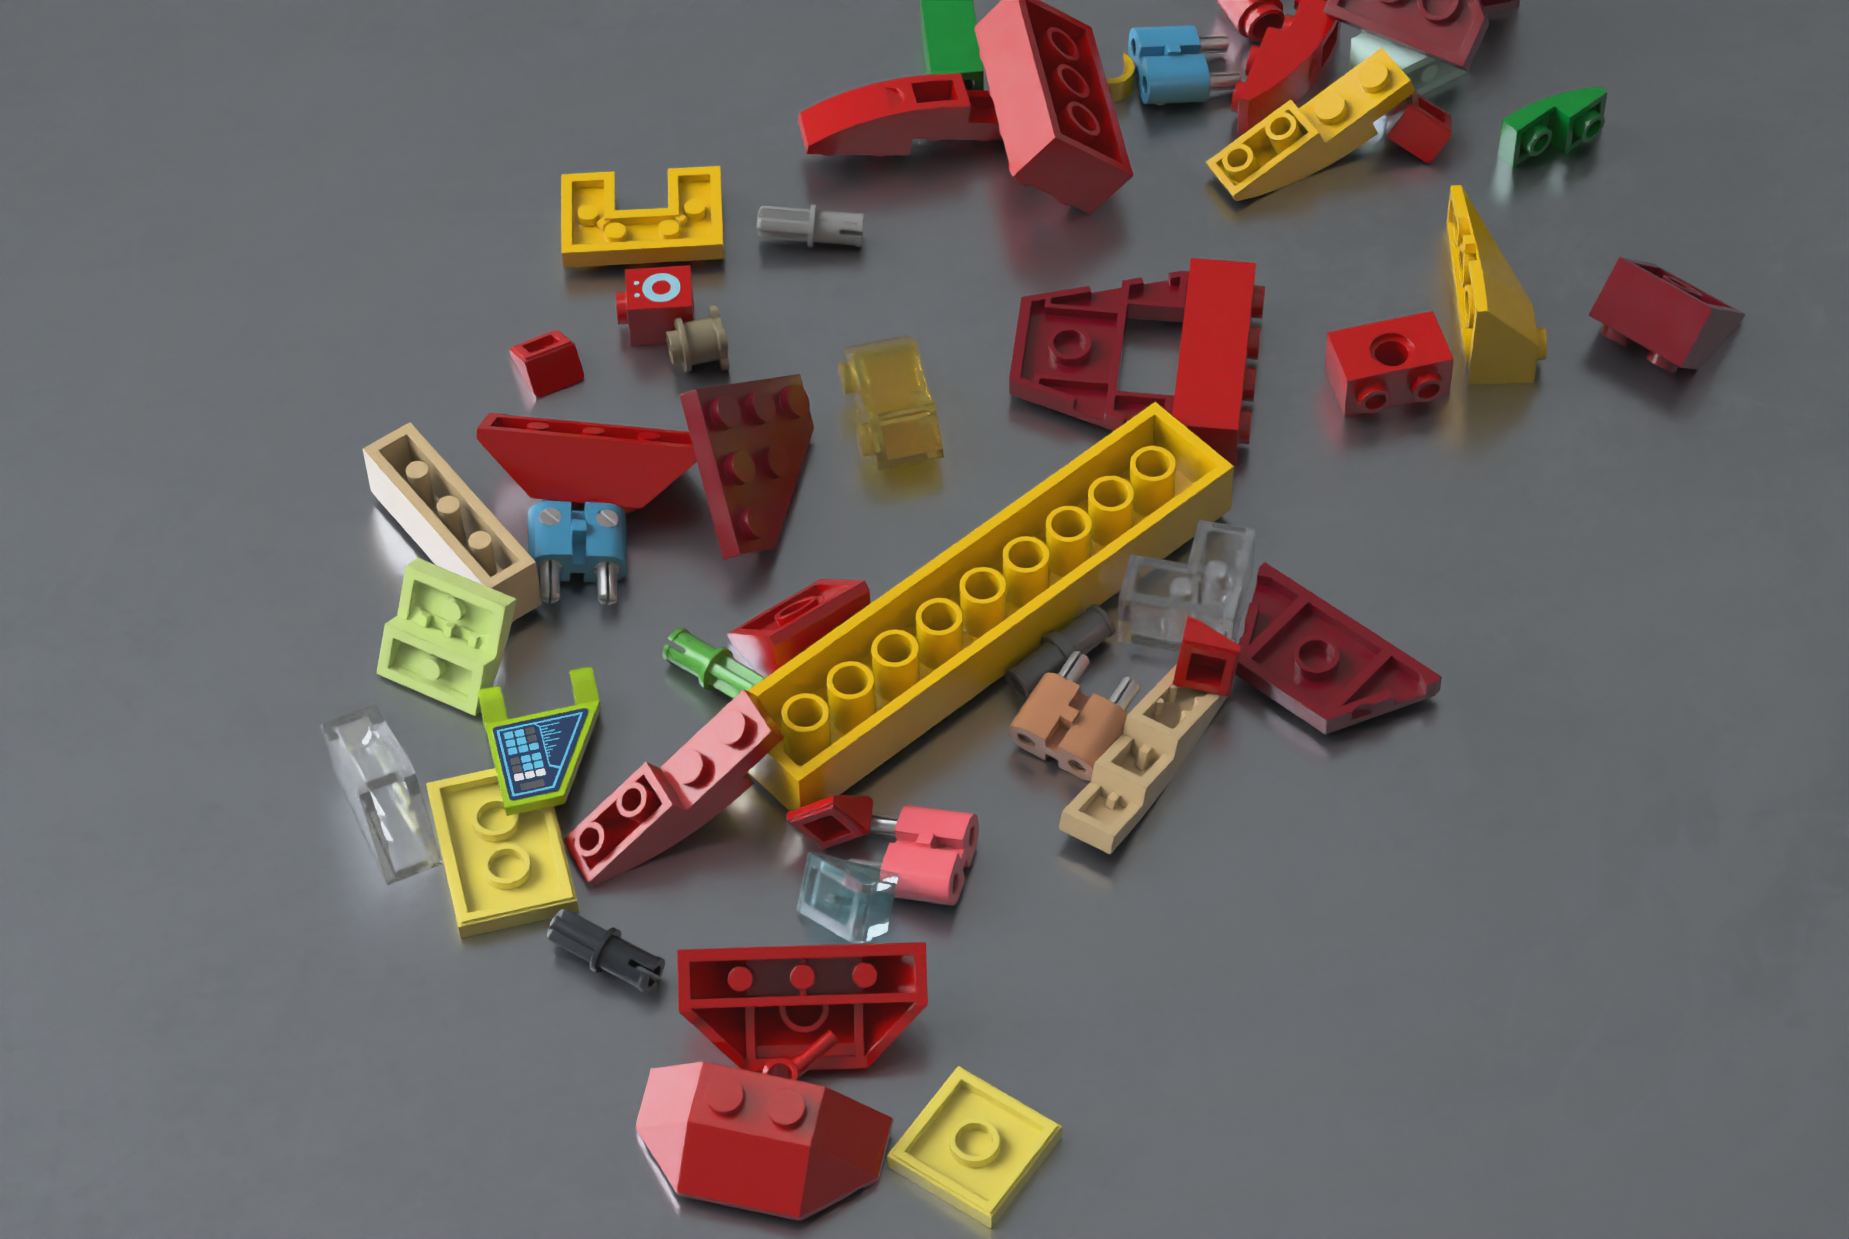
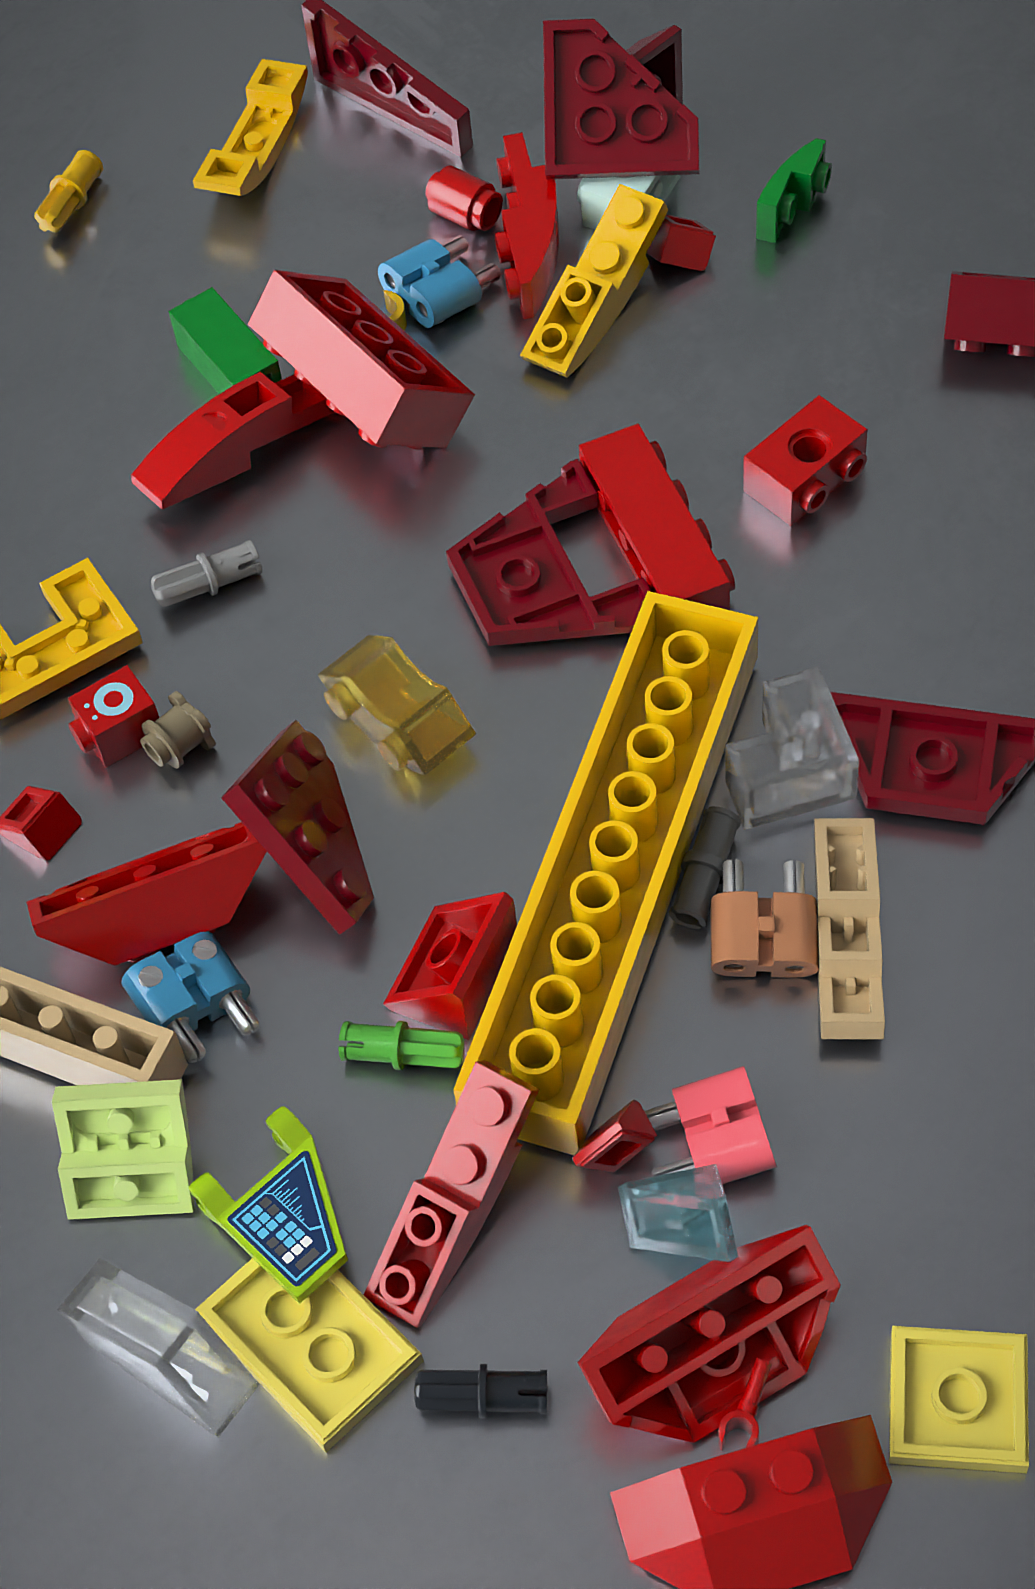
camera: 25 degrees left, 5 degrees up
(1206, 659) = (848, 809): red slope -> none
(1493, 307) = (848, 364): yellow wedge -> none

